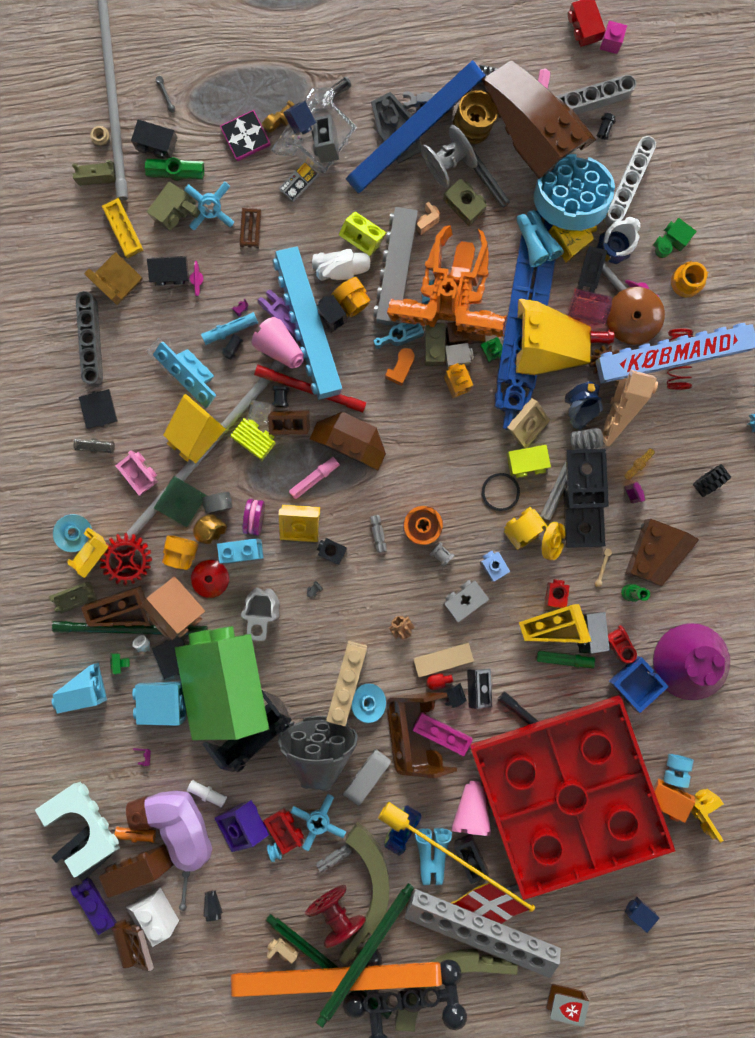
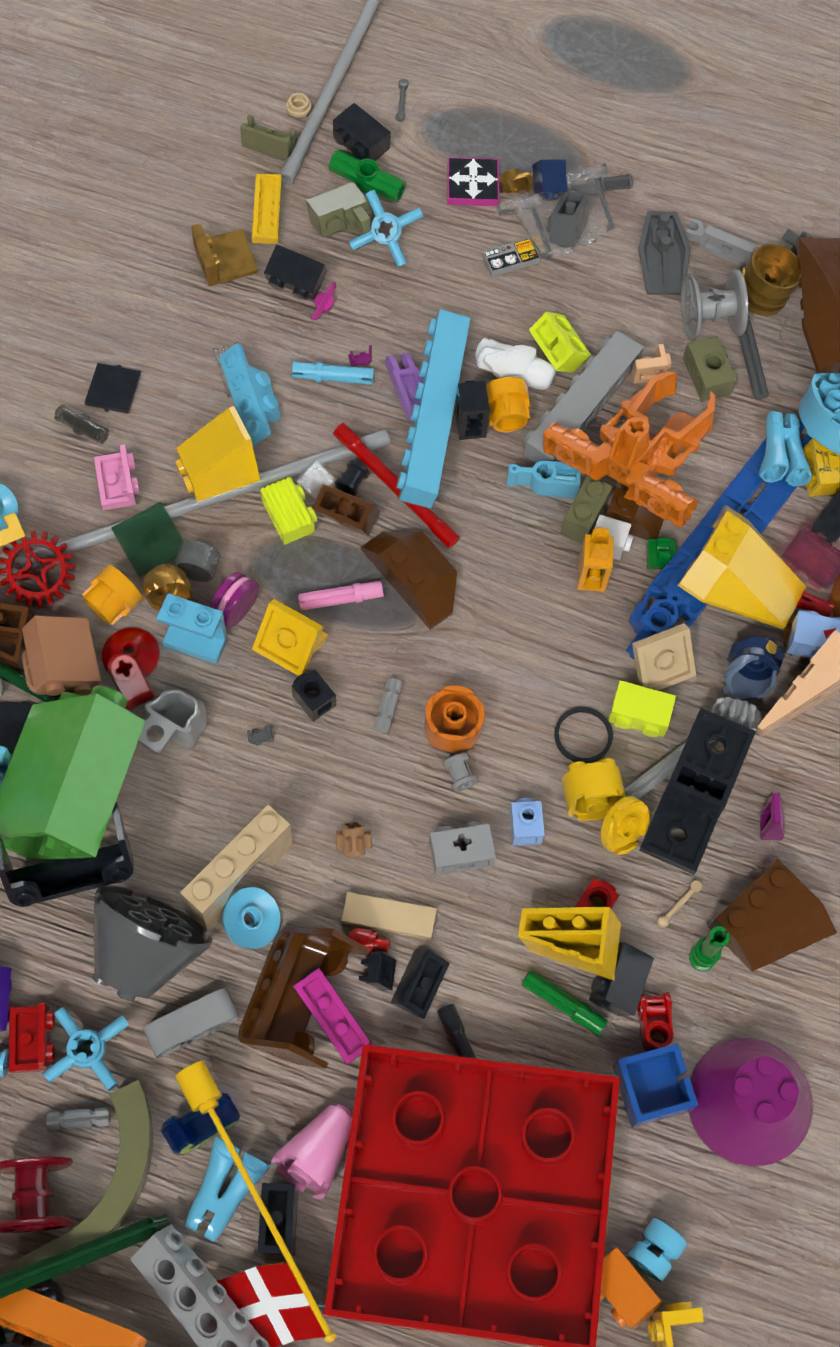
camera: 20 degrees right, 20 degrees down
(84, 331) = (158, 290): dark grey beam -> none
(221, 600) = (131, 683): none -> piece
(232, 347) = (323, 395): black pin -> none
(249, 243) = (414, 294): reddish brown tile -> none
(277, 343) = (383, 407): bright pink cone -> none
(402, 368) = (528, 518): orange leg -> none
(415, 127) = (684, 257): blue beam -> none
(639, 464) = (797, 789): clear yellow bar -> none

